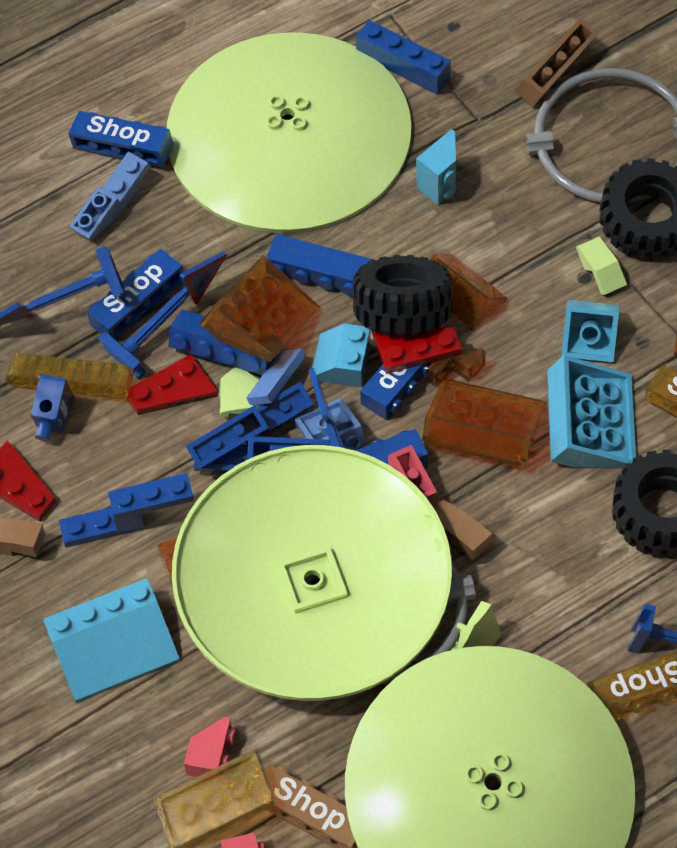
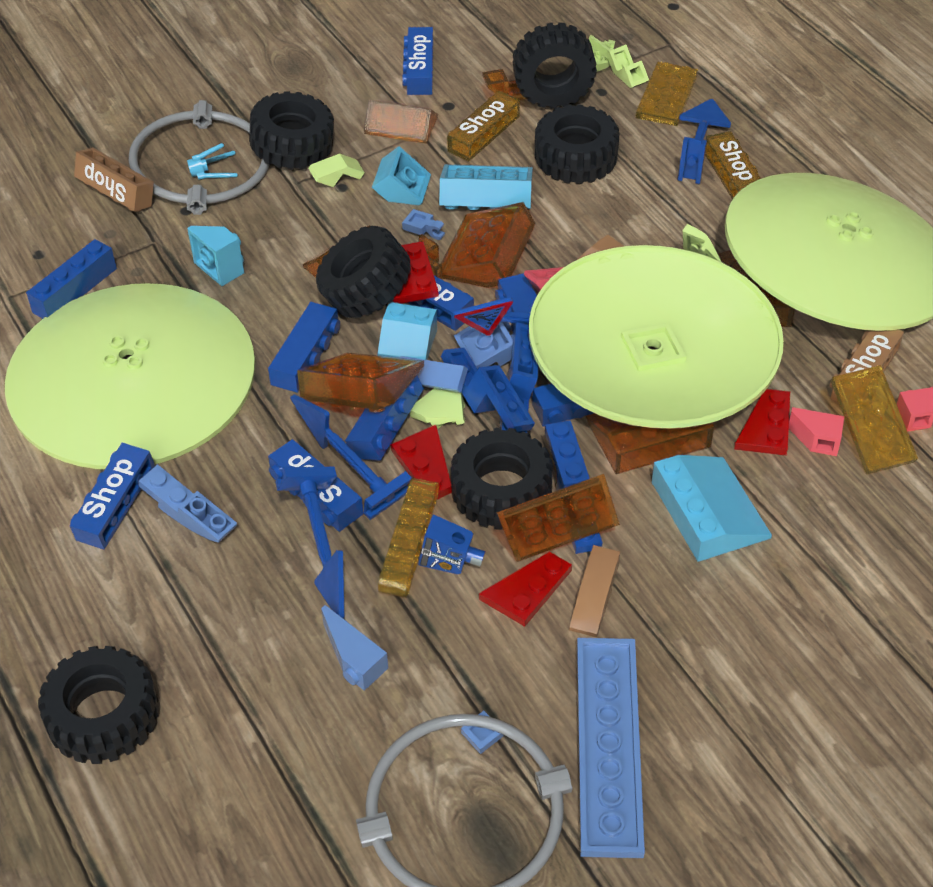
camera: 90 degrees left, 10 degrees down
(73, 488) = (559, 518): none -> clear orange slope
(129, 418) = (498, 452): none -> black tyre
(215, 699) = (767, 425): none -> red wing
(518, 354) = (422, 222): none -> medium blue plate
(597, 138) = (198, 164): none -> medium azure plant

